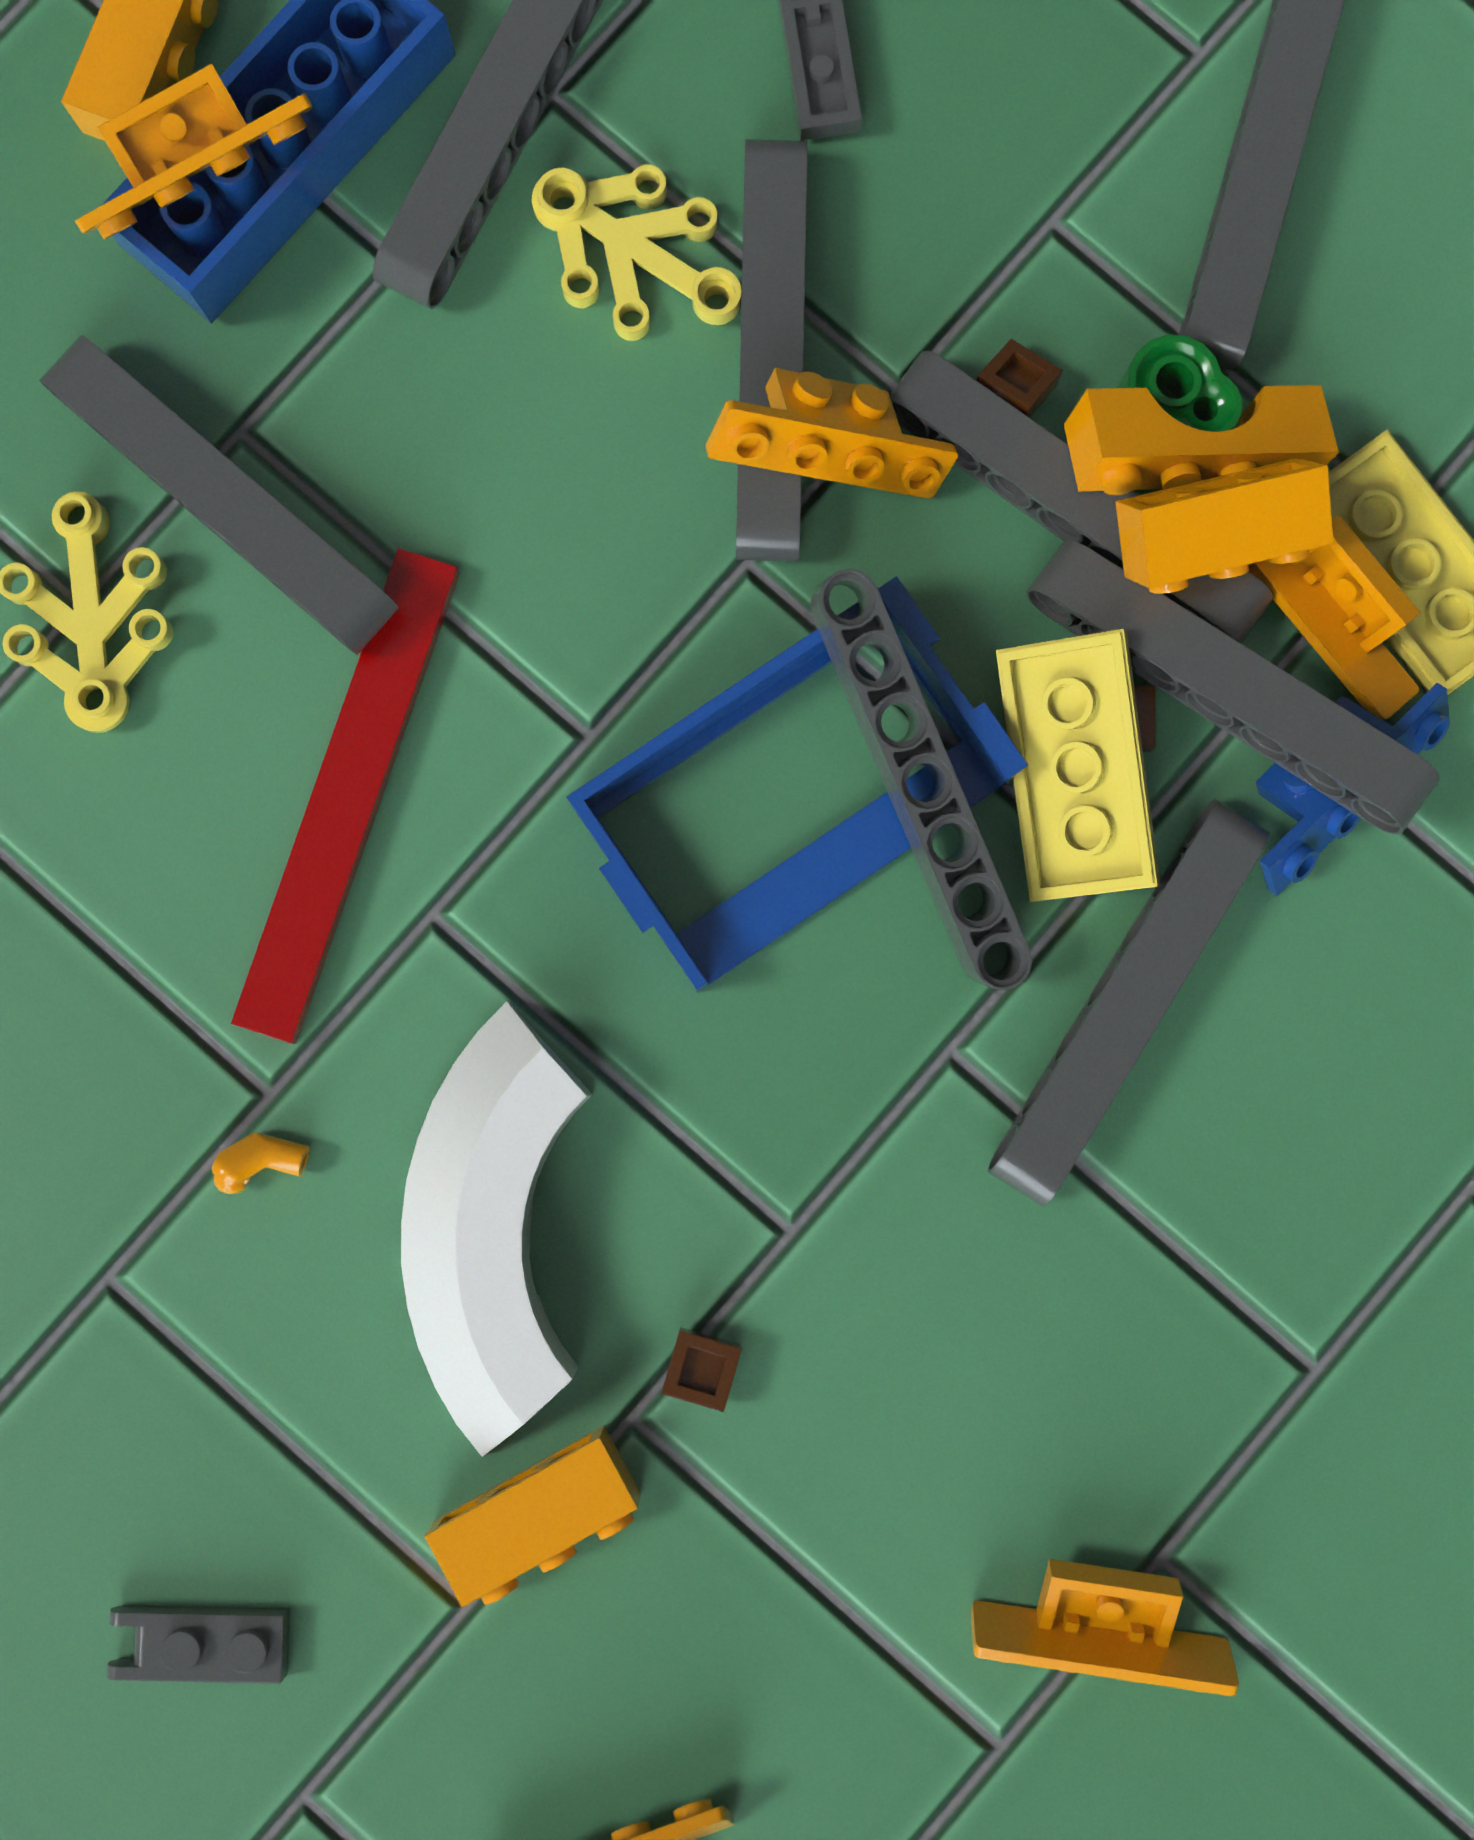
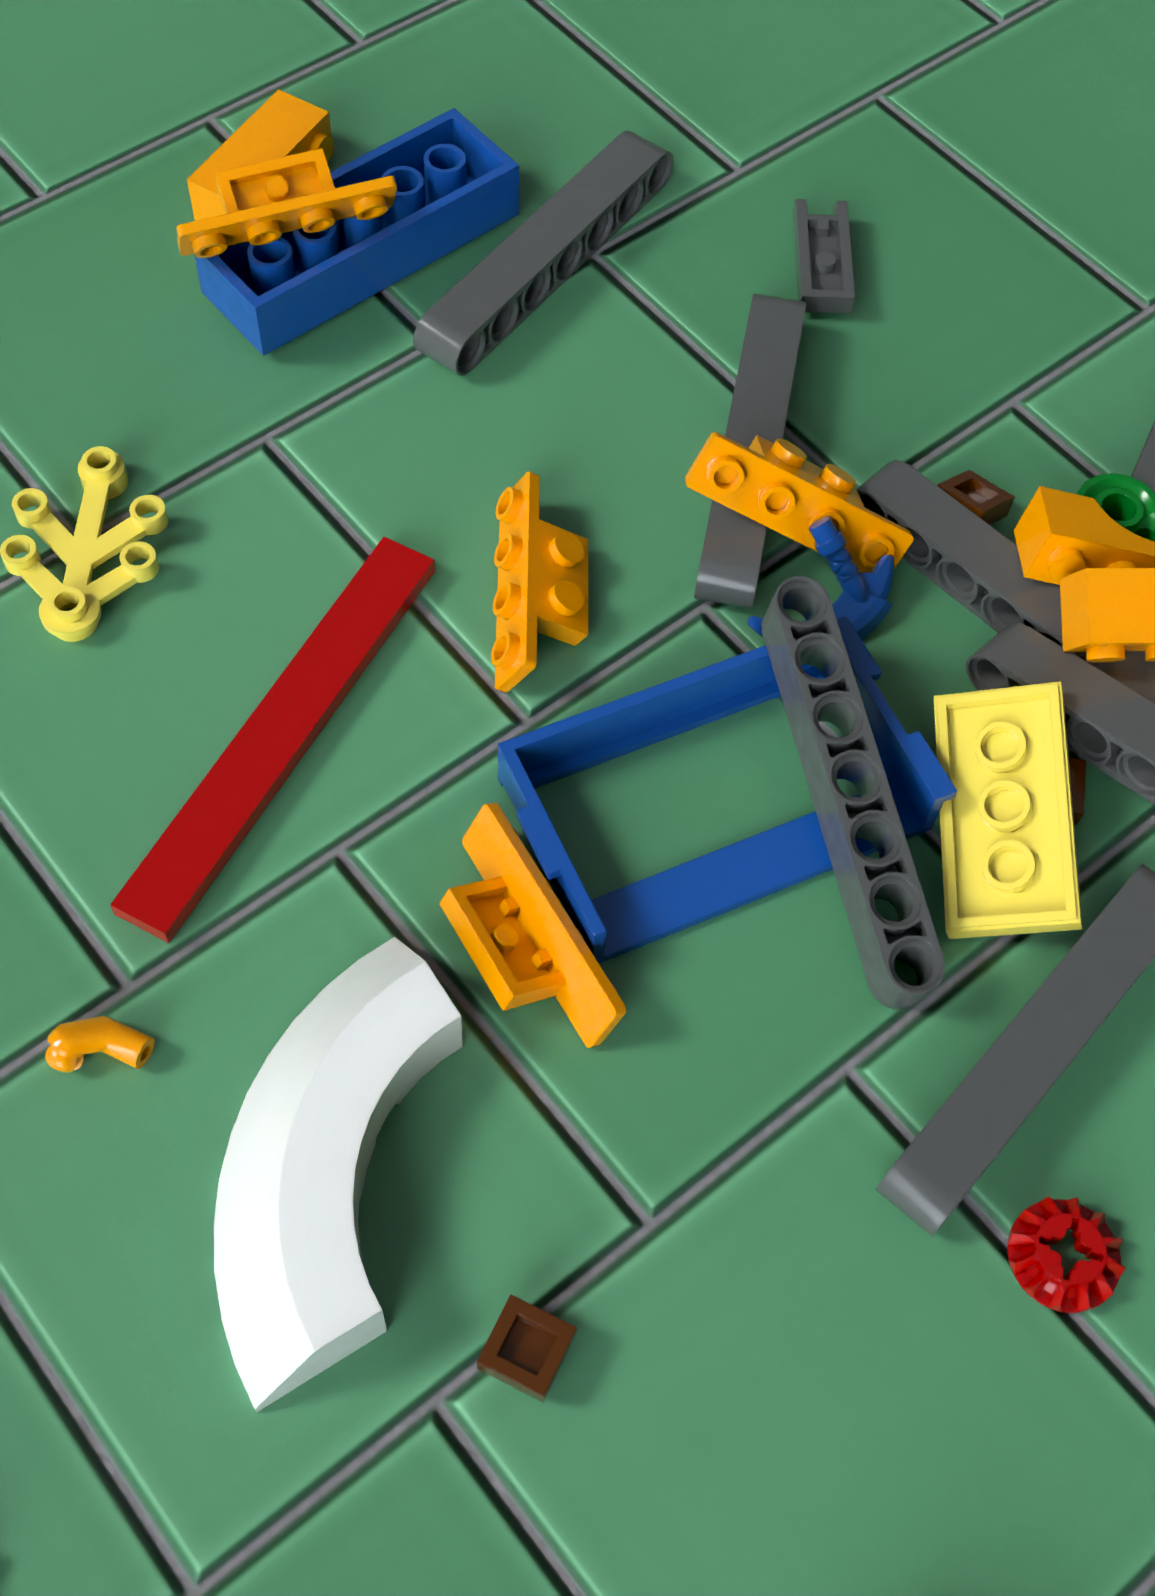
camera: 10 degrees right, 25 degrees down
(220, 495) = (239, 471): dark grey beam -> none
(534, 1519) = (298, 1485): light orange brick -> none
(571, 573) = (538, 583): none -> light orange bracket
(624, 983) = (524, 934): none -> light orange bracket
(629, 241) = (593, 321): light yellow plant -> none
(910, 538) = (862, 594): none -> blue piece
(1144, 1171) = (1040, 1269): none -> red gear

